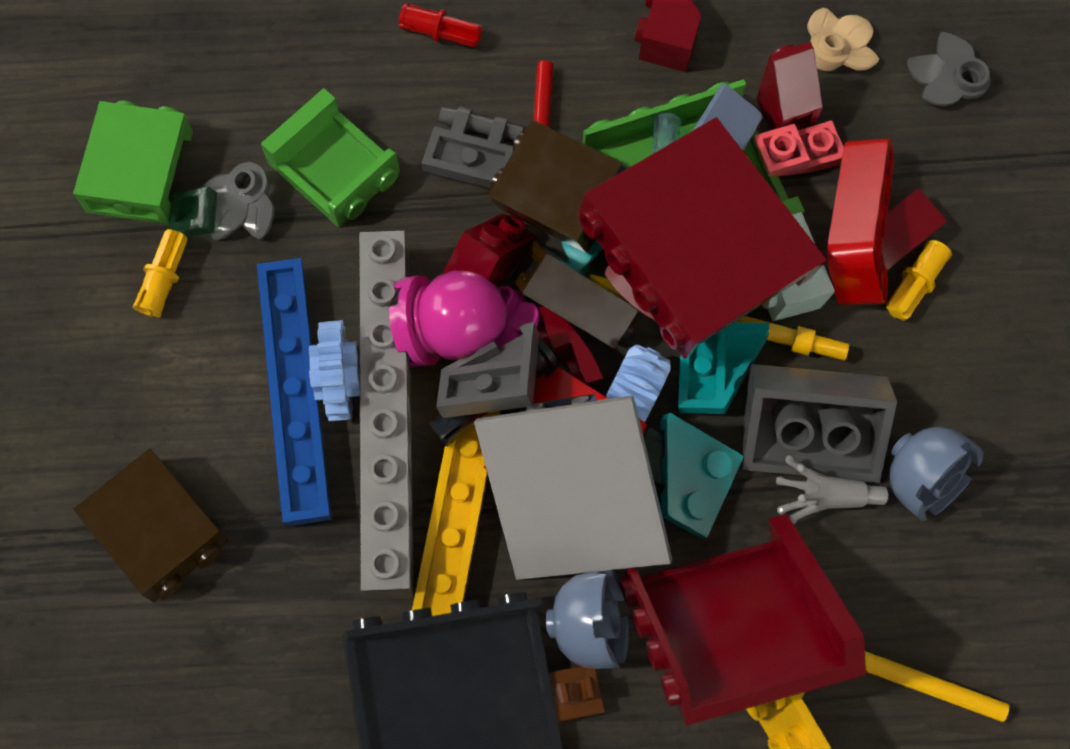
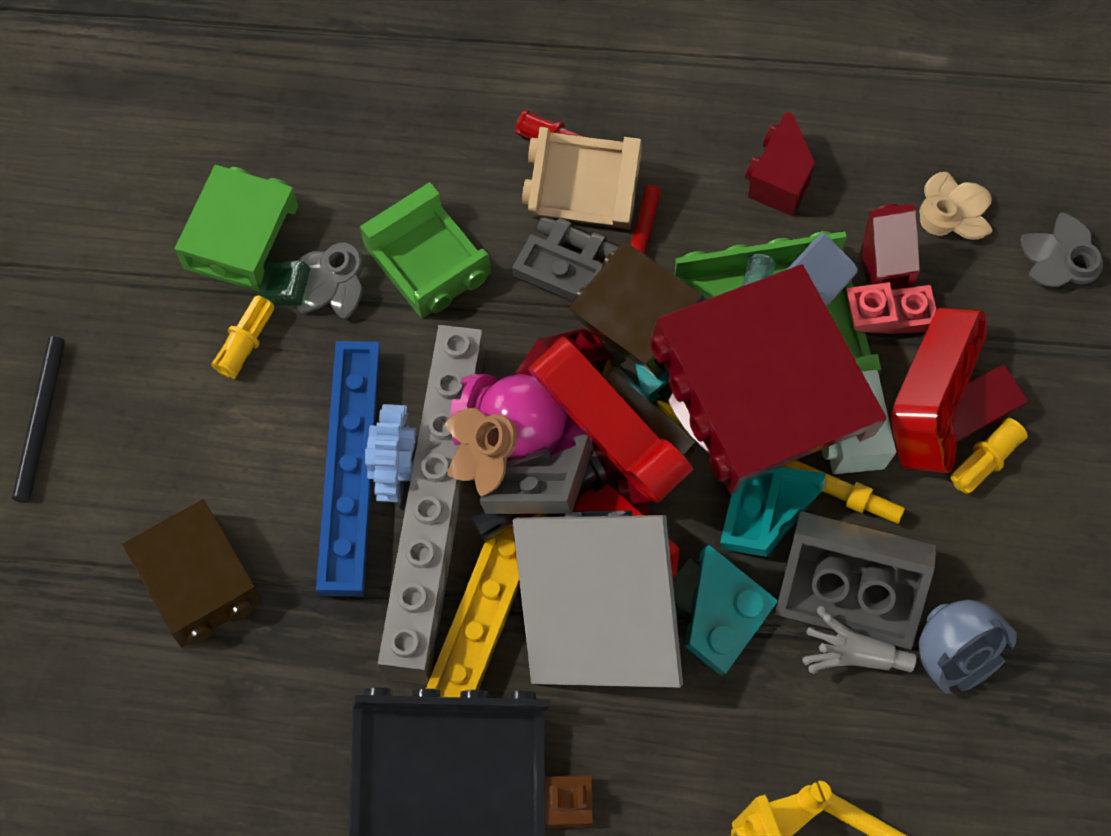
camera: 15 degrees right, 5 degrees down
(426, 358) = (479, 453): none -> medium nougat plate
(476, 63) = (583, 179): none -> tan panel
(556, 308) = (610, 422): none -> red beam
(589, 620) = (593, 731): sand blue cylinder -> none
(641, 375) = (687, 510): light blue gear -> none
(745, 627) = (738, 758): dark red panel -> none

